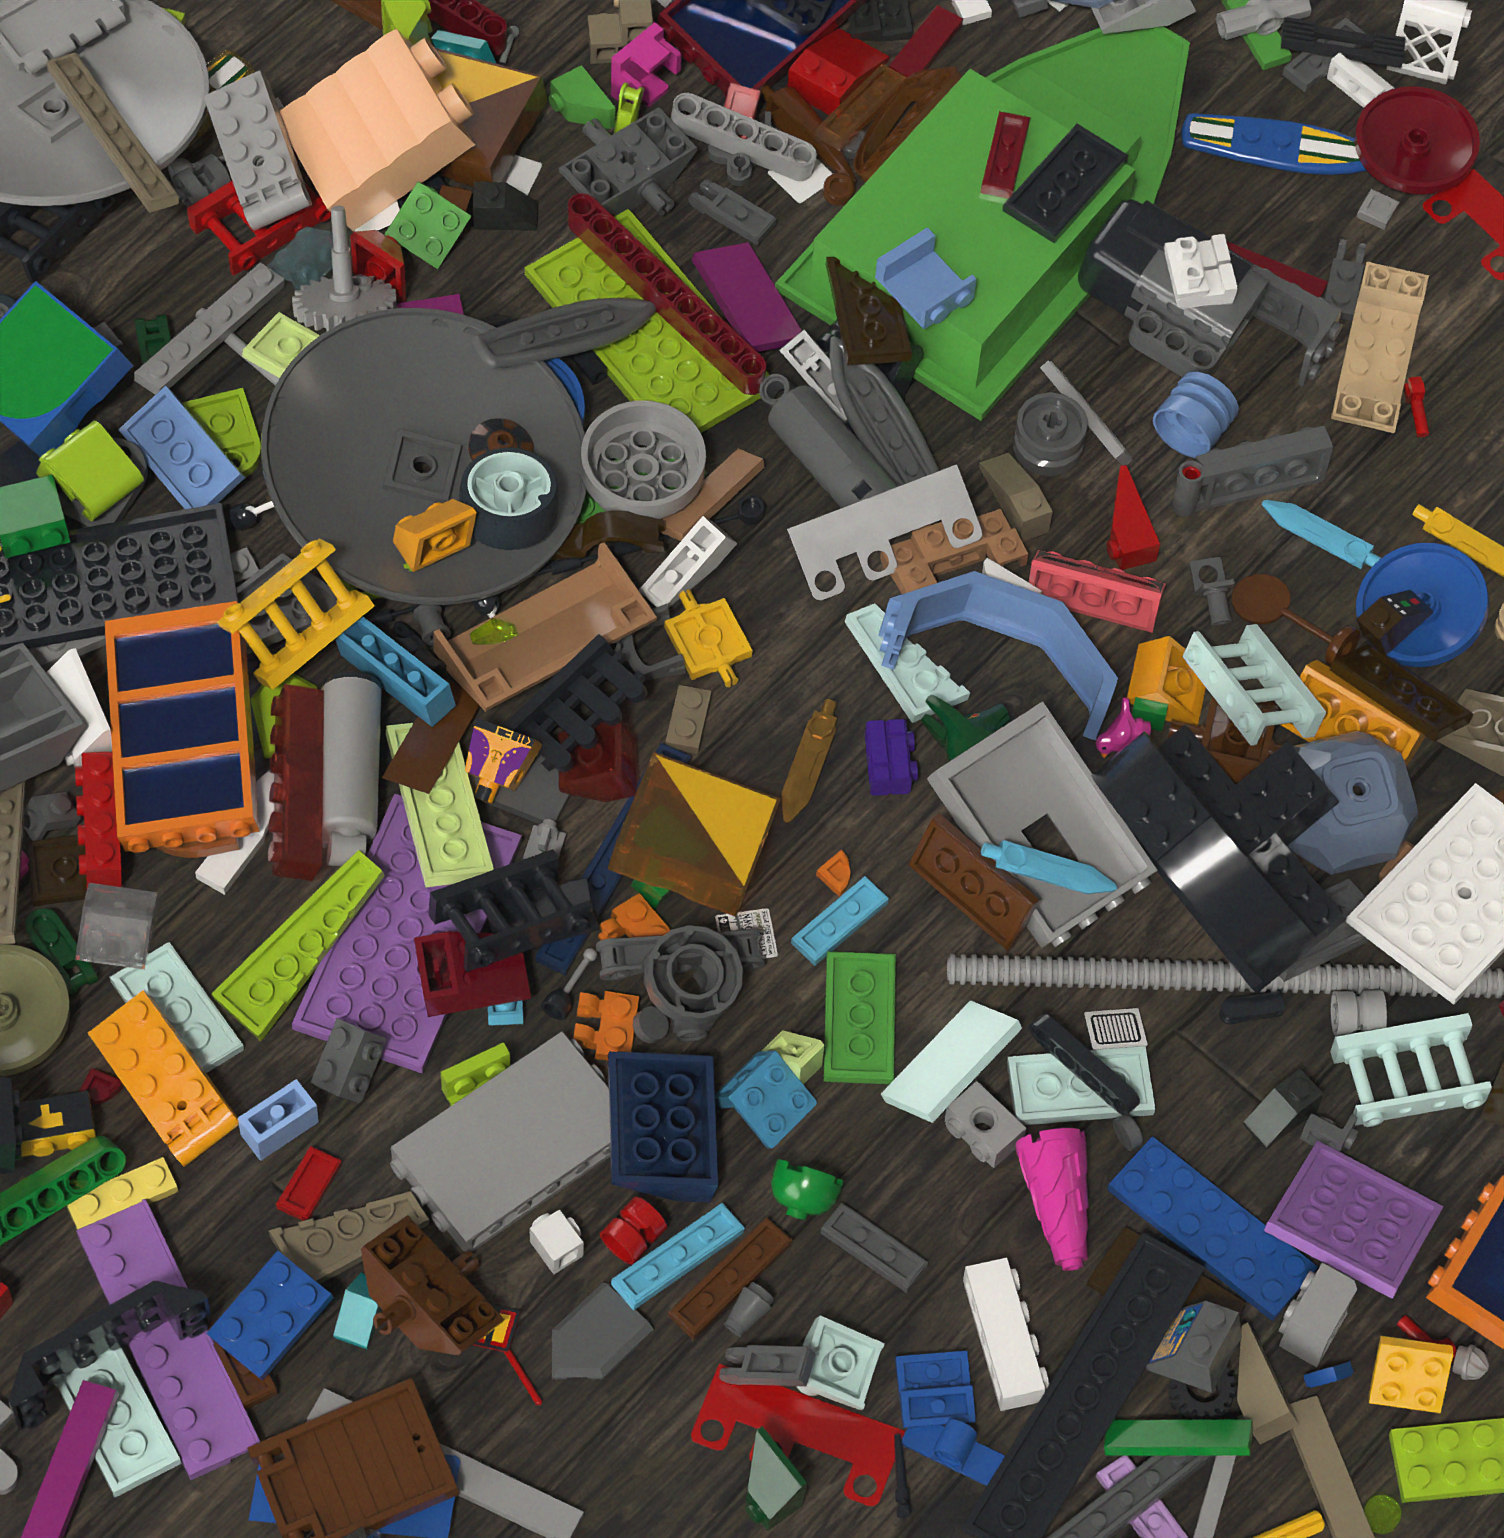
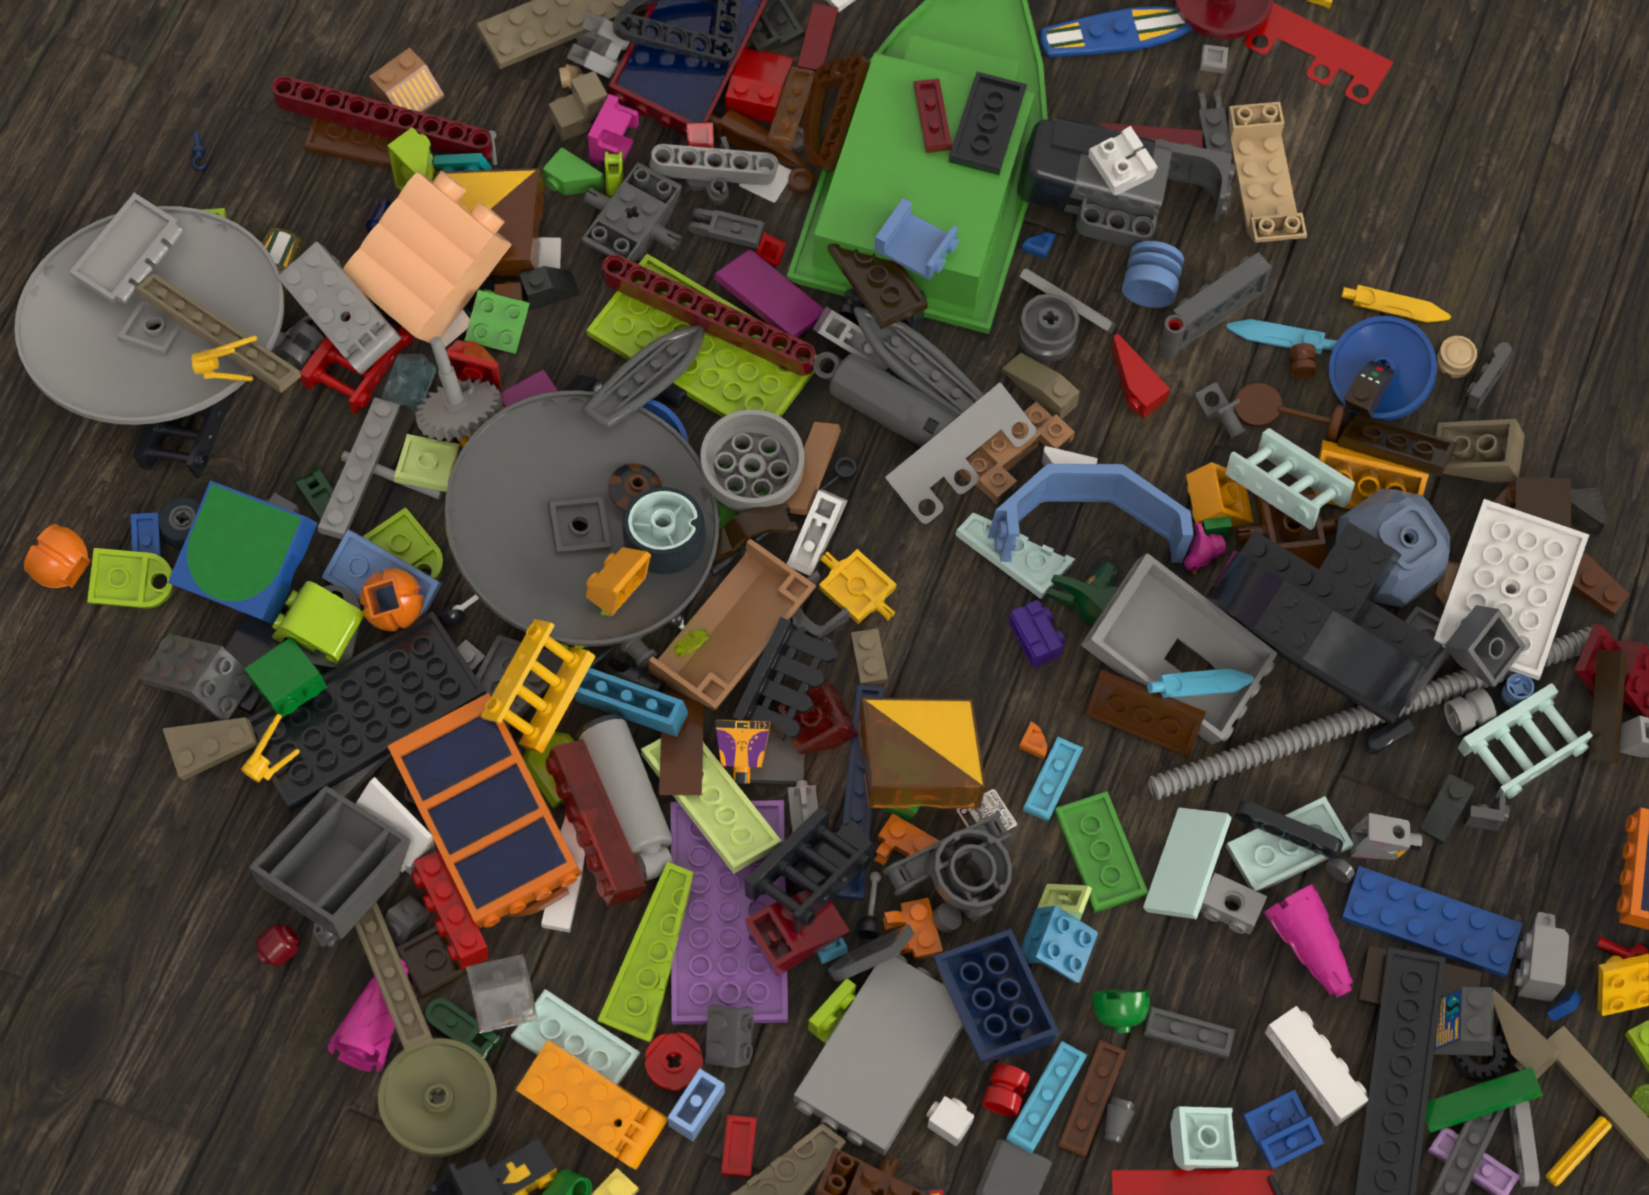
camera: 20 degrees left, 5 degrees up
(86, 155) = (207, 361): none -> yellow plant
(101, 1086) = (541, 1128): dark red tile -> none
(197, 474) = (407, 595): none -> orange piece
(276, 1049) = (671, 1045): none -> red plate
(544, 1027) = (871, 954): none -> dark grey tile
(769, 1365) = (1157, 1161): dark grey hinge -> none
(771, 249) = (771, 249): none -> red slope
(809, 761) = (975, 657): pearl gold piece -> none
(955, 1448) = (1317, 1169): blue piece -> none
(1082, 345) = (1039, 245): none -> blue tile
(1098, 590) = (1138, 441): coral slope -> none
(1115, 1028) = (1295, 789): white sticker -> none
(1193, 1114) = (1383, 838): none -> light grey torso
(1335, 564) = (1303, 360): none -> reddish brown wheel
(1354, 1219) = (1537, 878): medium lavender plate -> none
(1402, 940) = (1485, 644): none -> dark grey slope
(1414, 395) = (1304, 199): red bar -> none
(1427, 1003) = (1520, 685): none -> medium blue wheel

